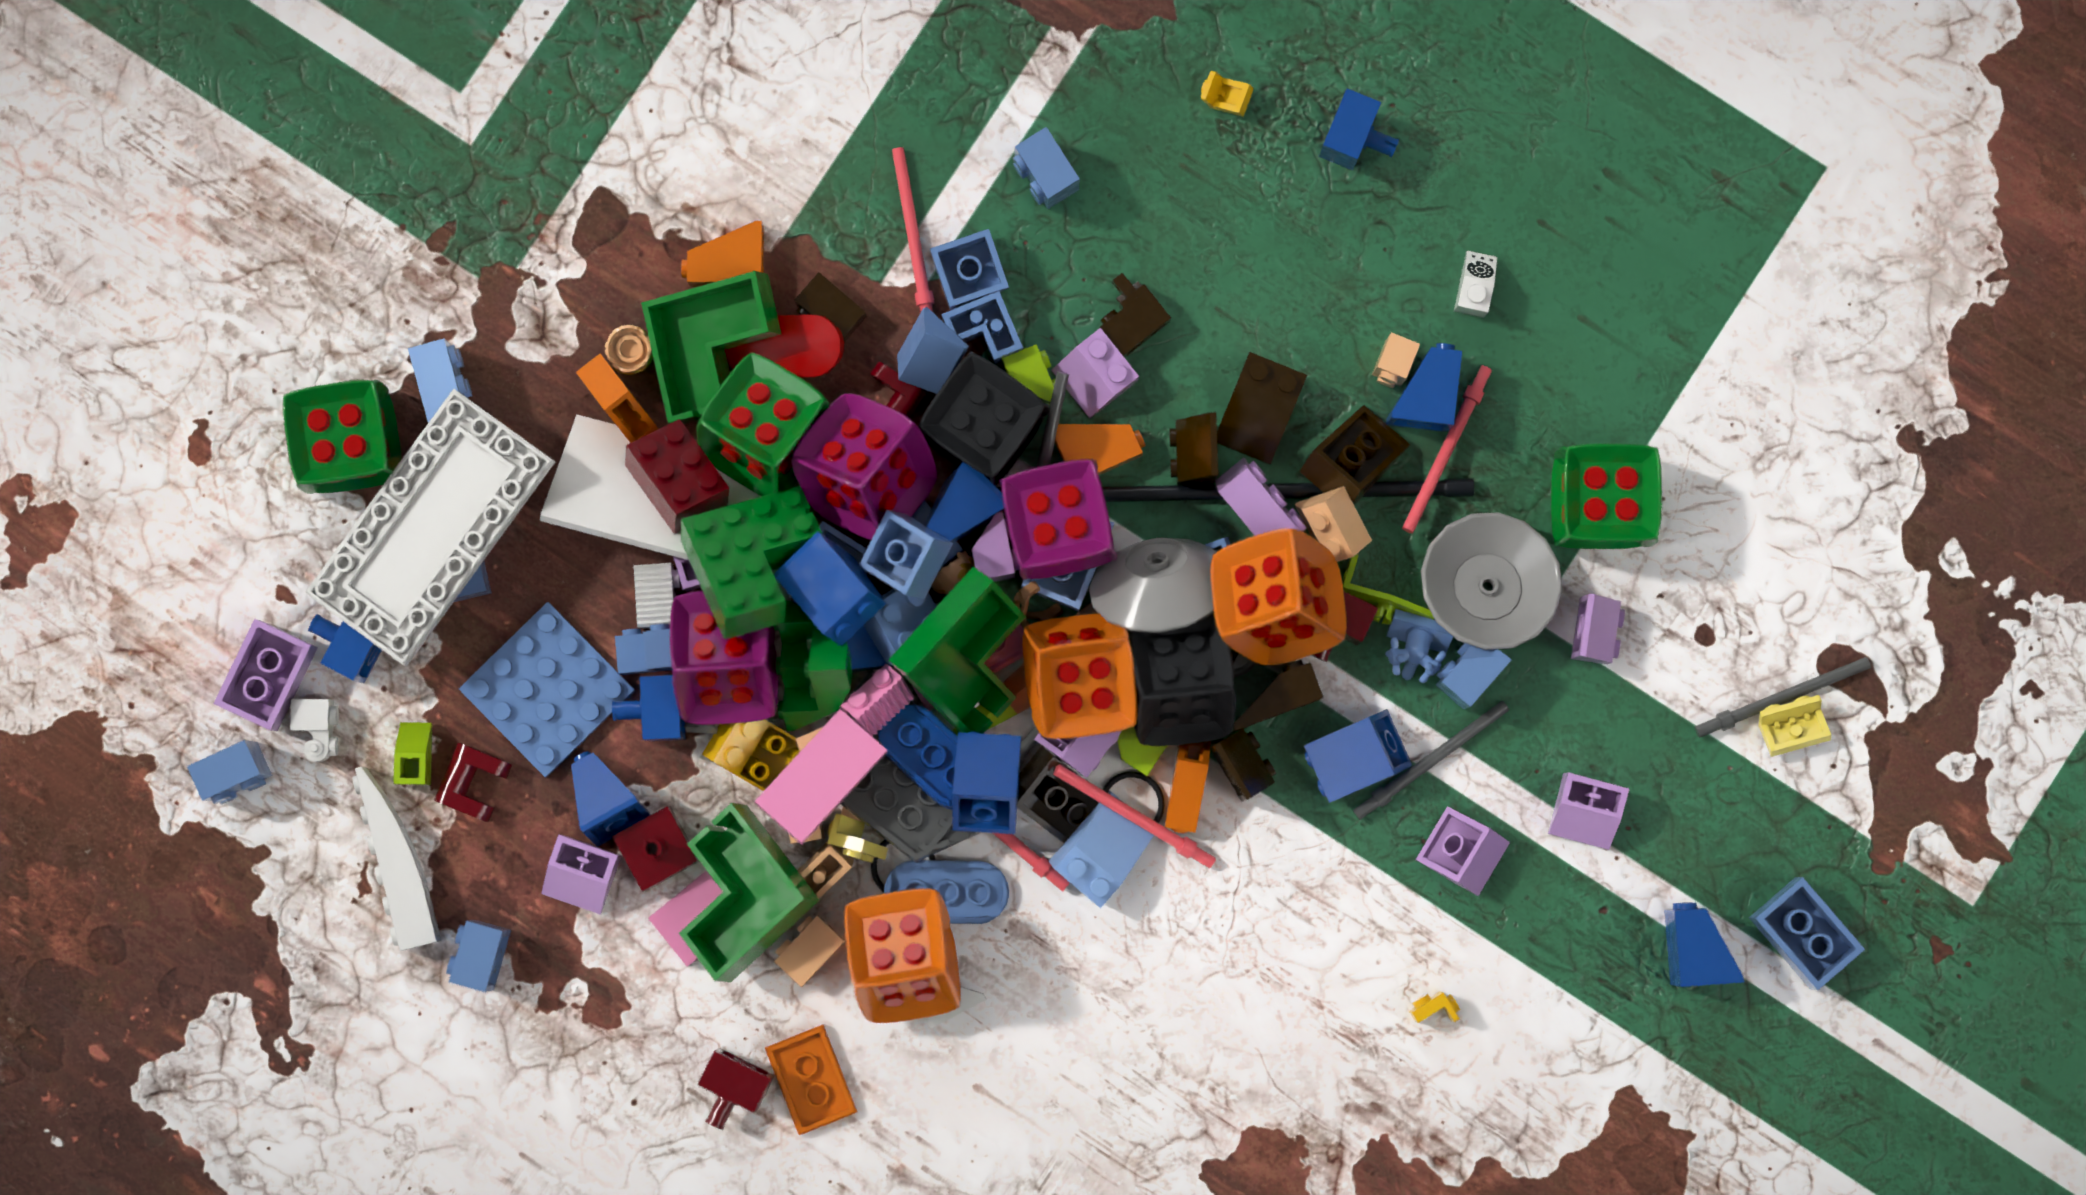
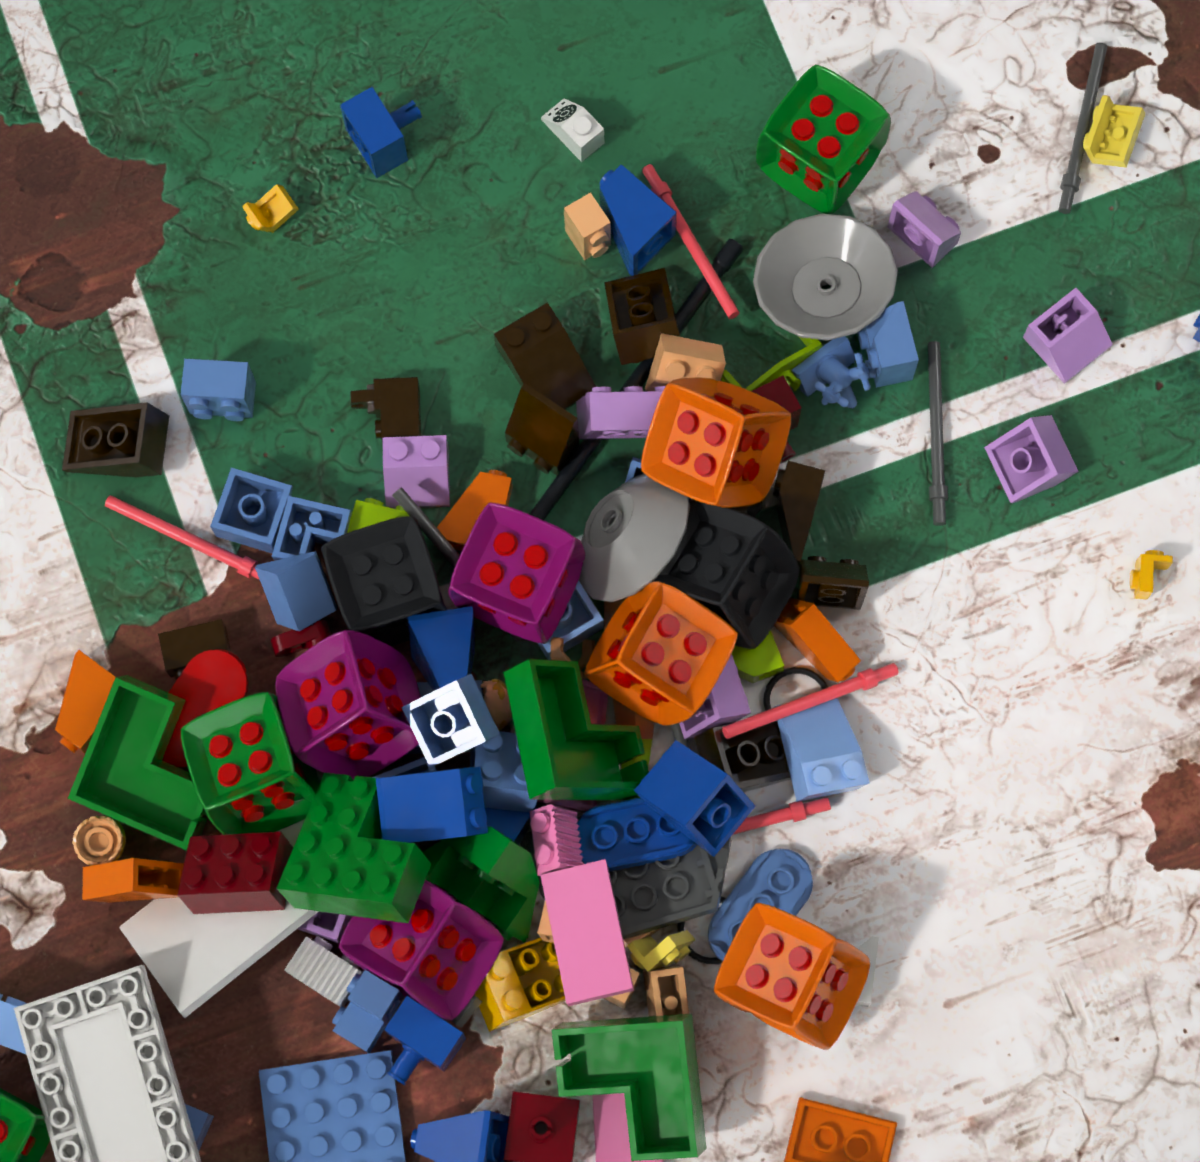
camera: 50 degrees left, 10 degrees down
(809, 949) = (726, 1061): light nougat brick -> none
(948, 119) = (116, 441): none -> dark brown slope
(993, 553) = (500, 650): lavender slope -> none
(1357, 756) = (891, 487): blue slope -> none

